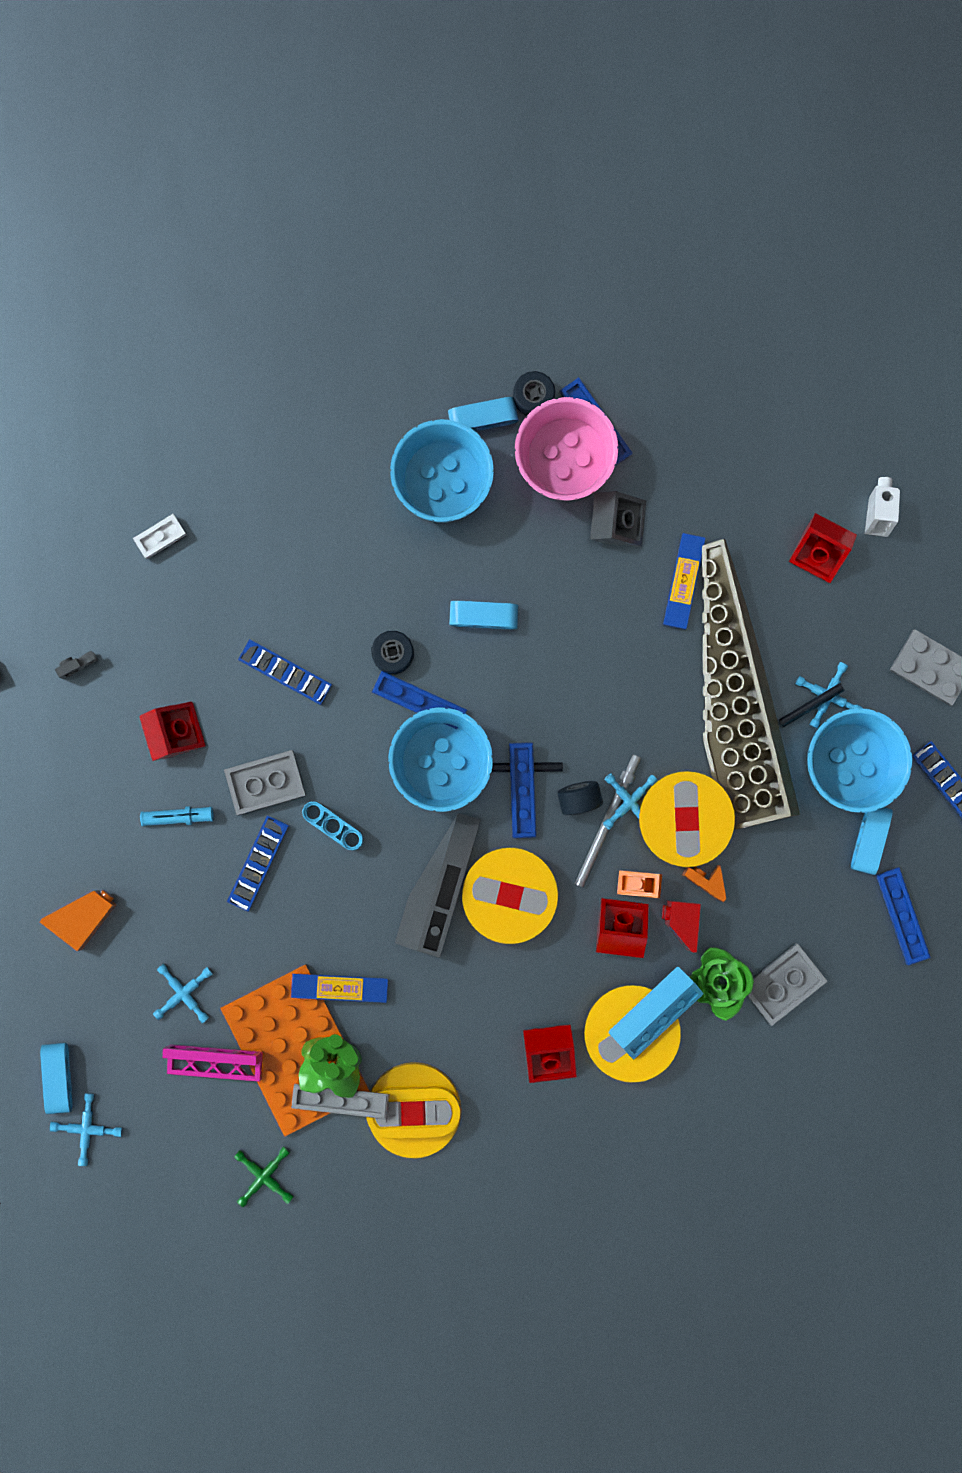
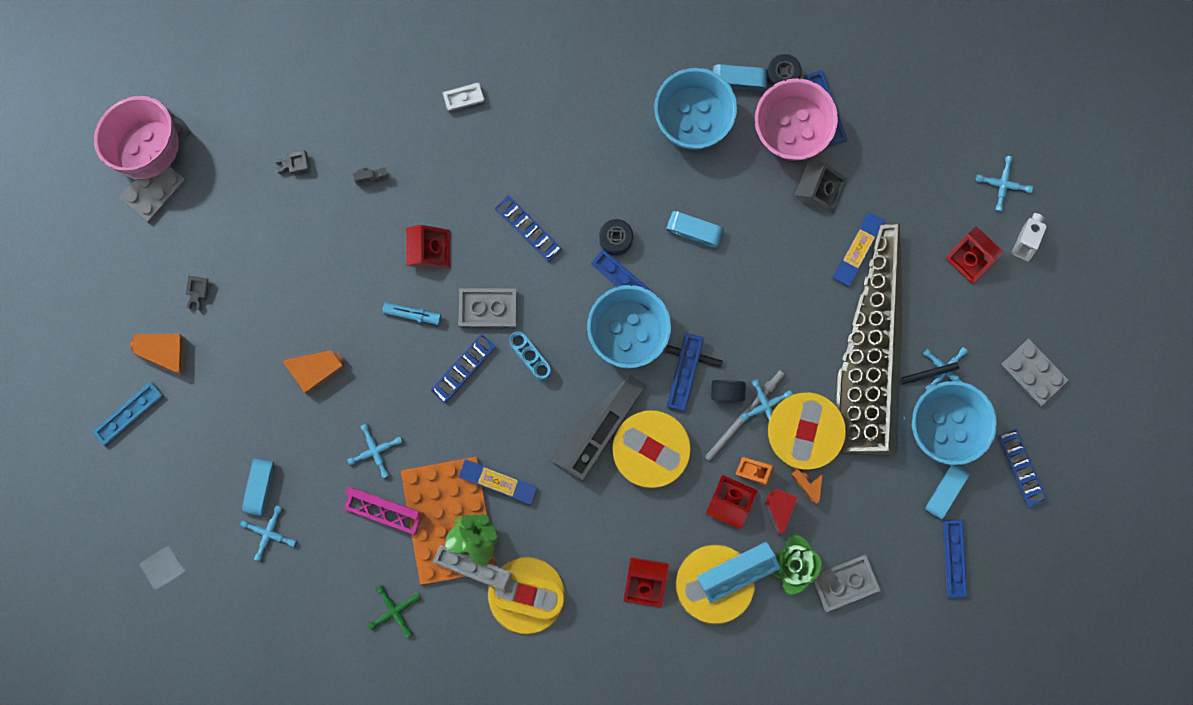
camera: 20 degrees right, 5 degrees down
(833, 451) = (1004, 184): none -> medium azure piece

